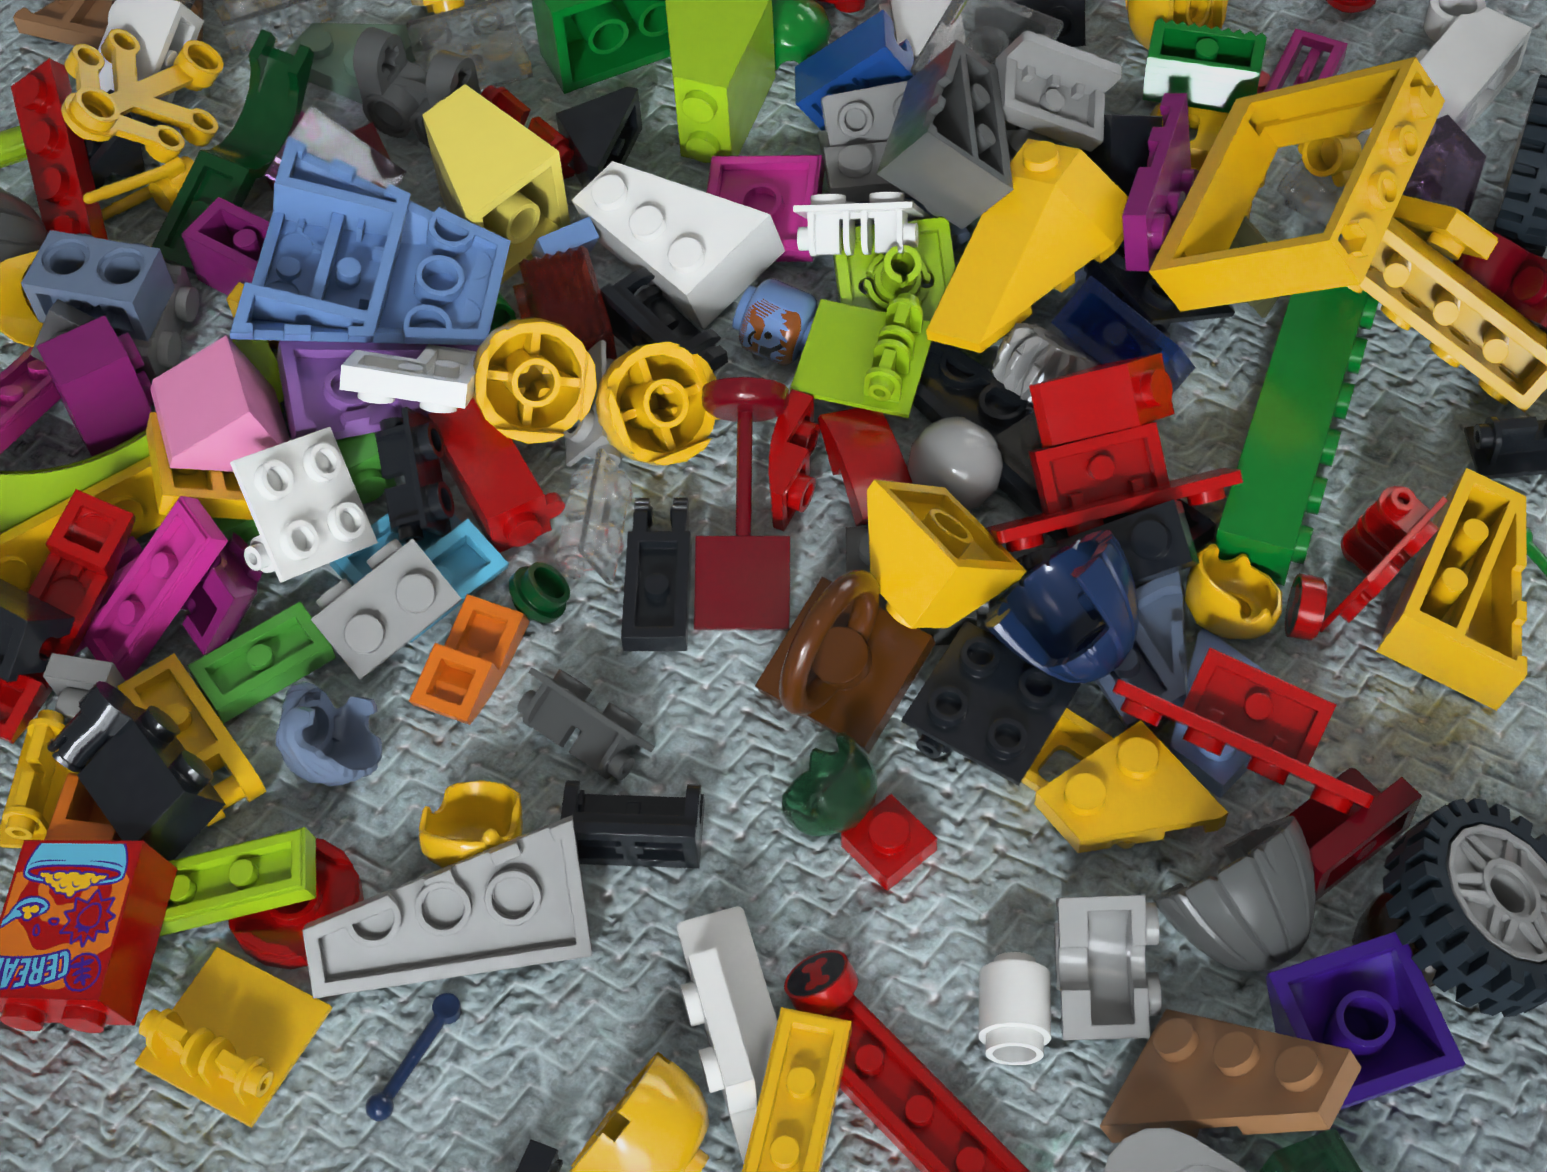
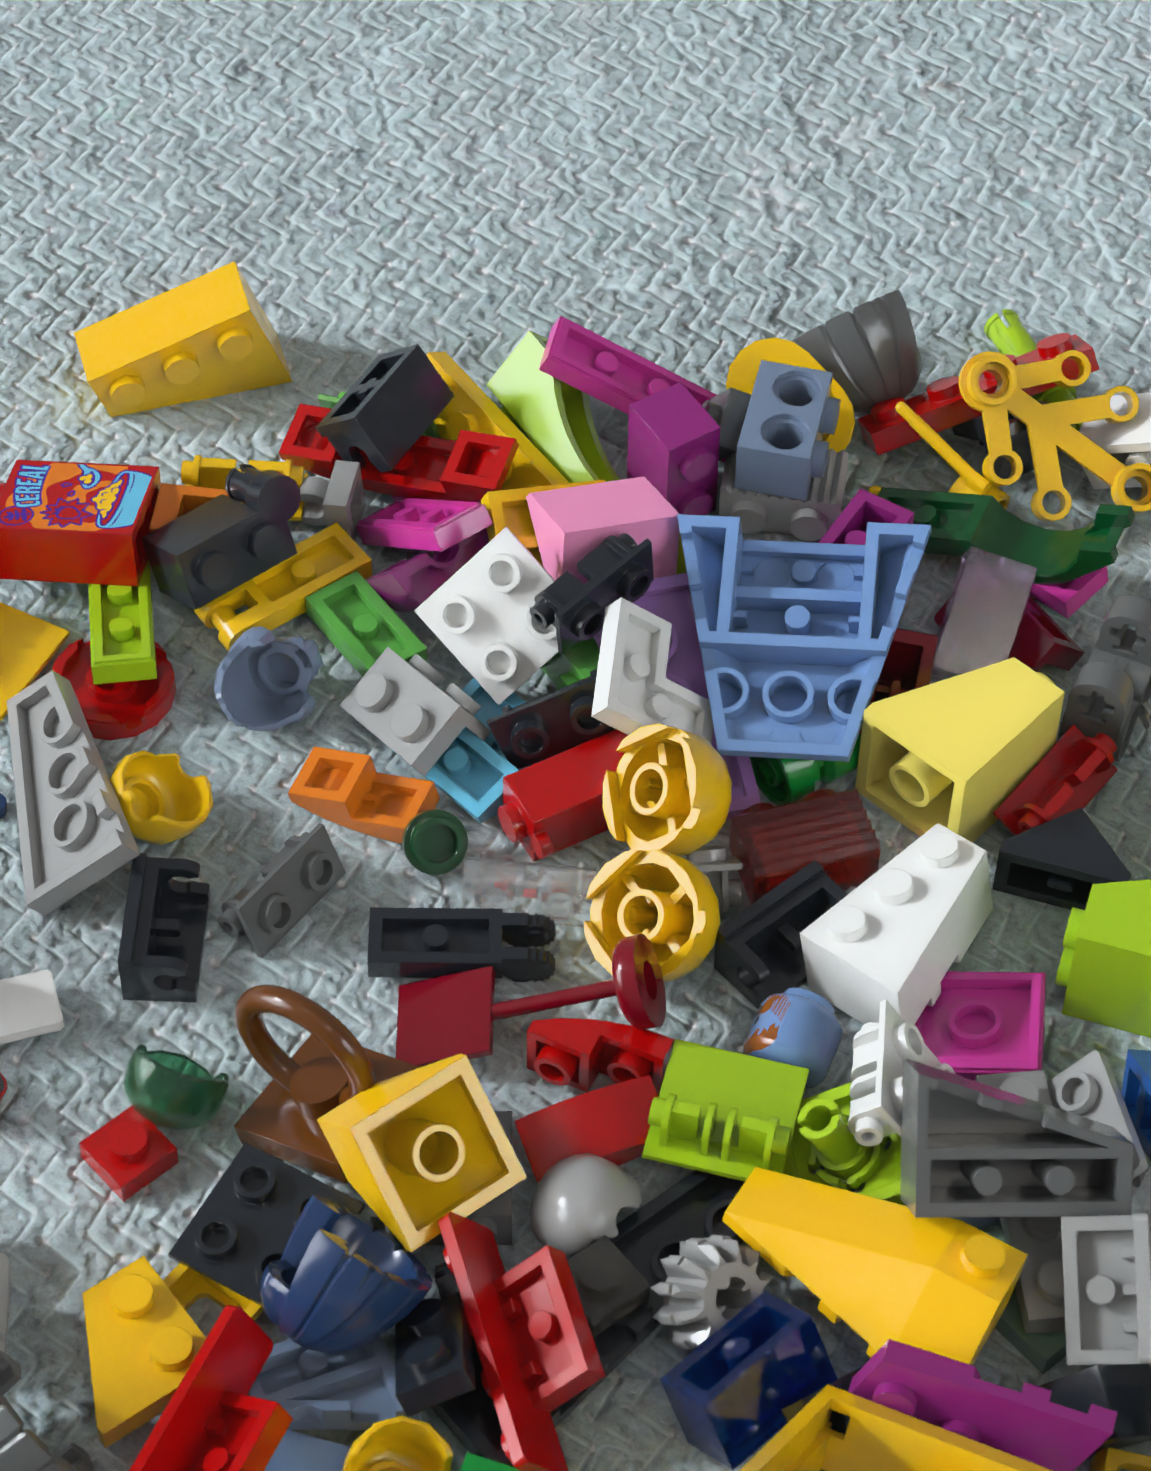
camera: 85 degrees right, 5 degrees down
(325, 417) = (578, 609): none -> black hinge
(568, 237) = (893, 828): medium blue plate -> none
(1102, 399) = (625, 1318): red slope -> none

